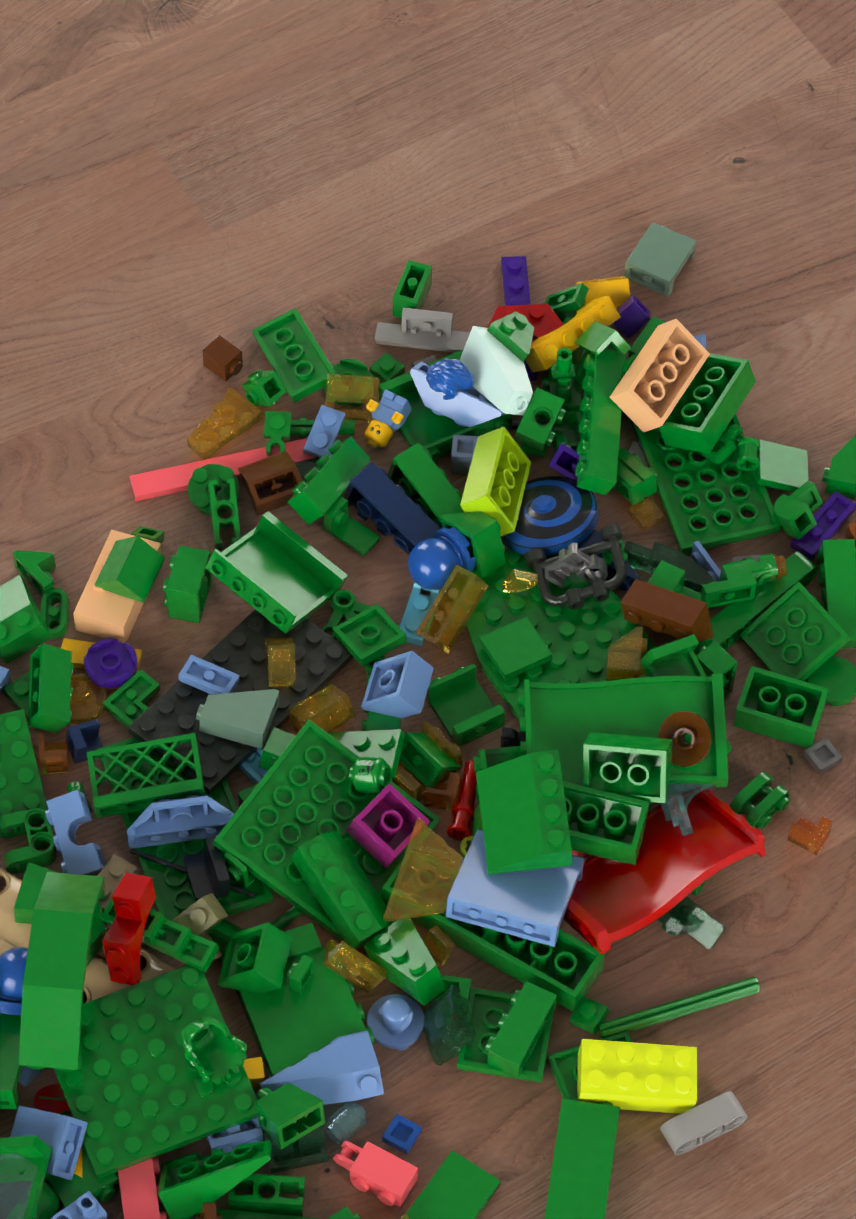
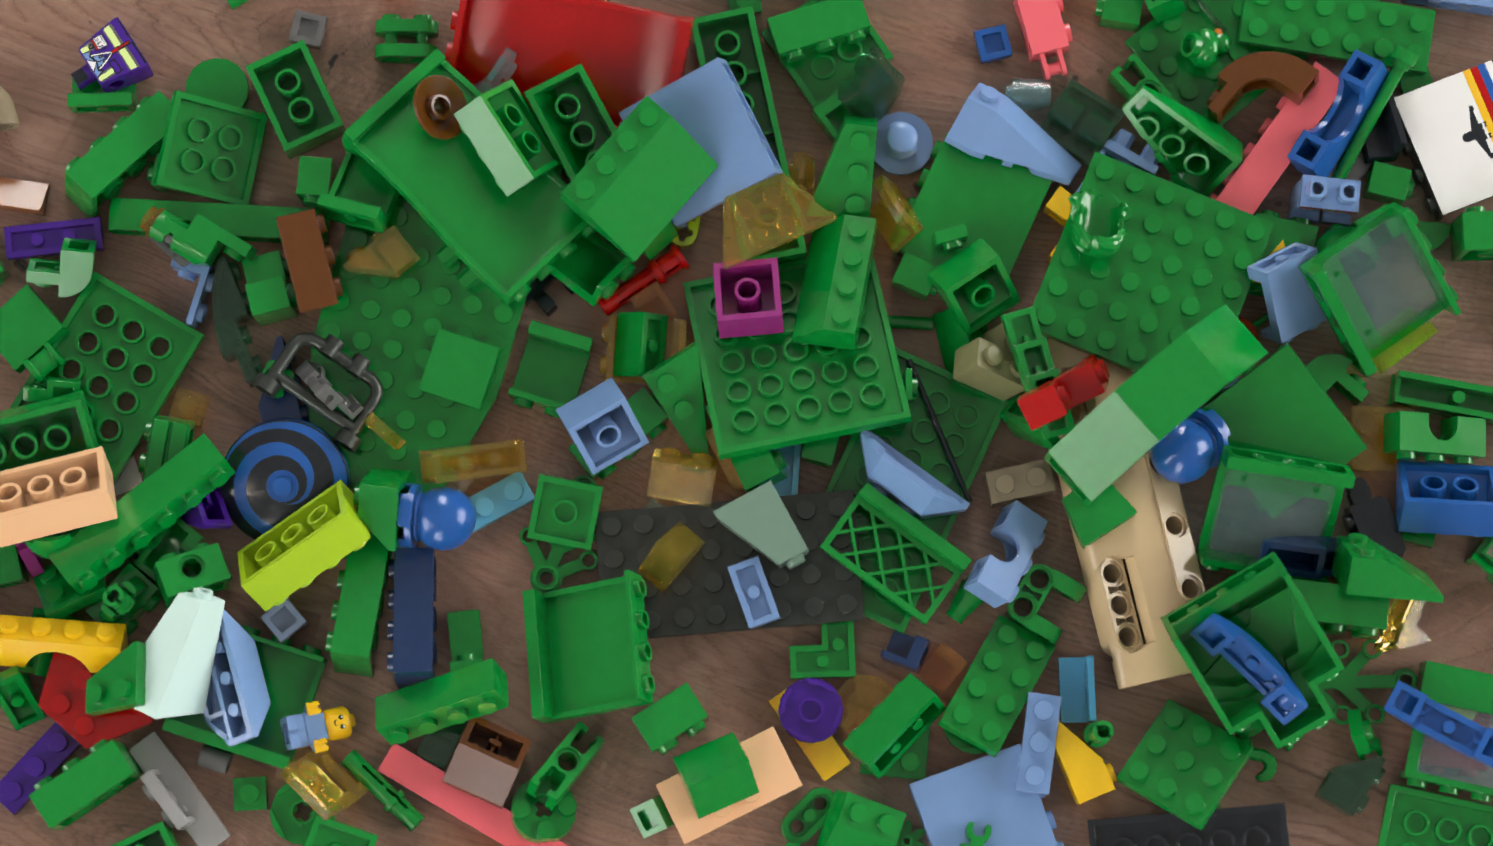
camera: 135 degrees left, 25 degrees up
(207, 871) = (932, 412): black panel -> none
(277, 428) = (426, 814): green plate -> none
(288, 1113) = (1079, 128): green torso -> none
(324, 431) = (387, 768): medium blue plate -> none
(370, 774) = (718, 353): green head -> none
(448, 377) = (232, 691): blue hair -> none
(478, 288) = (85, 784): none -> green brick
(599, 337) = (55, 589): green panel -> none

